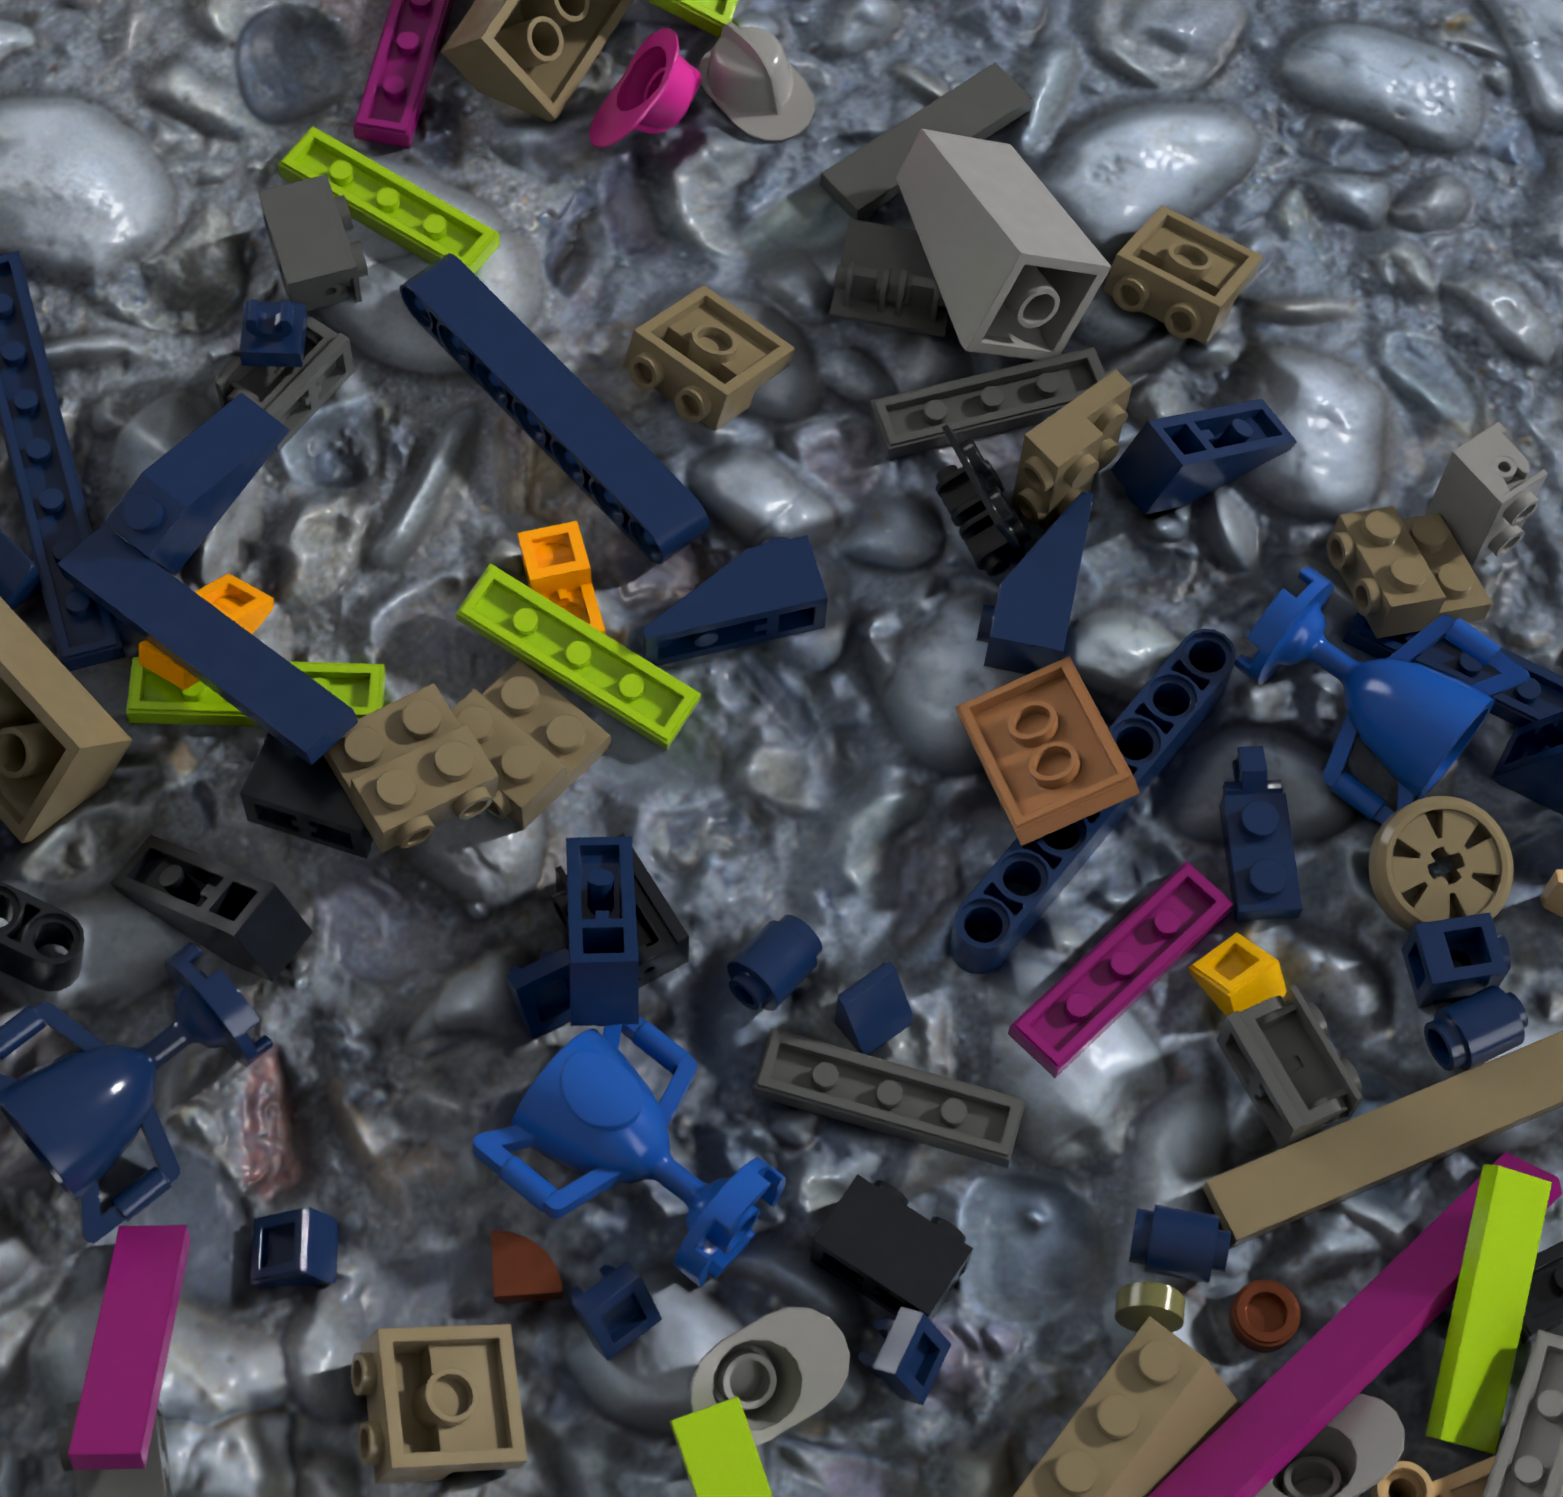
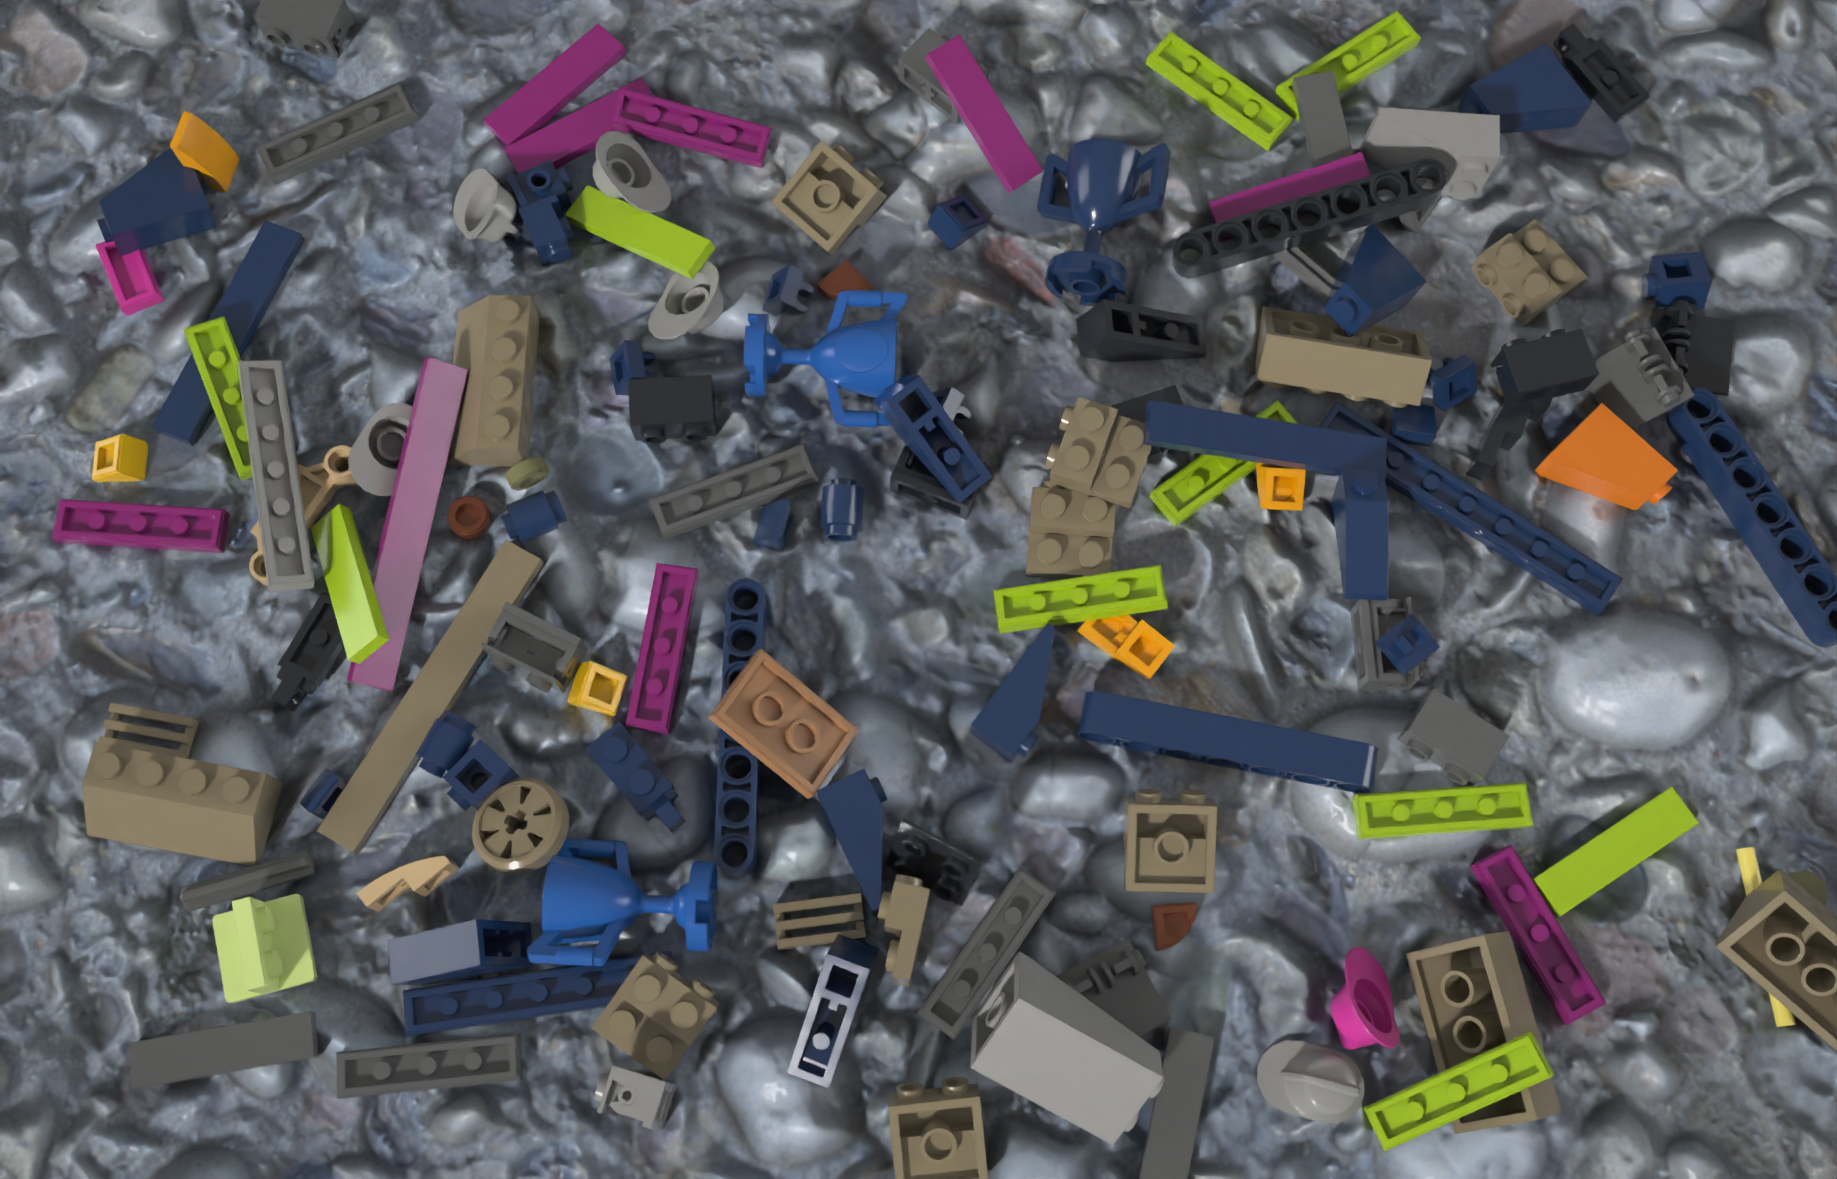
camera: 145 degrees right, 10 degrees up
(255, 56) = (1614, 851): none -> lime tile
(770, 299) = (1172, 923): none -> copper tile
(1157, 543) = (816, 904): none -> dark tan tile

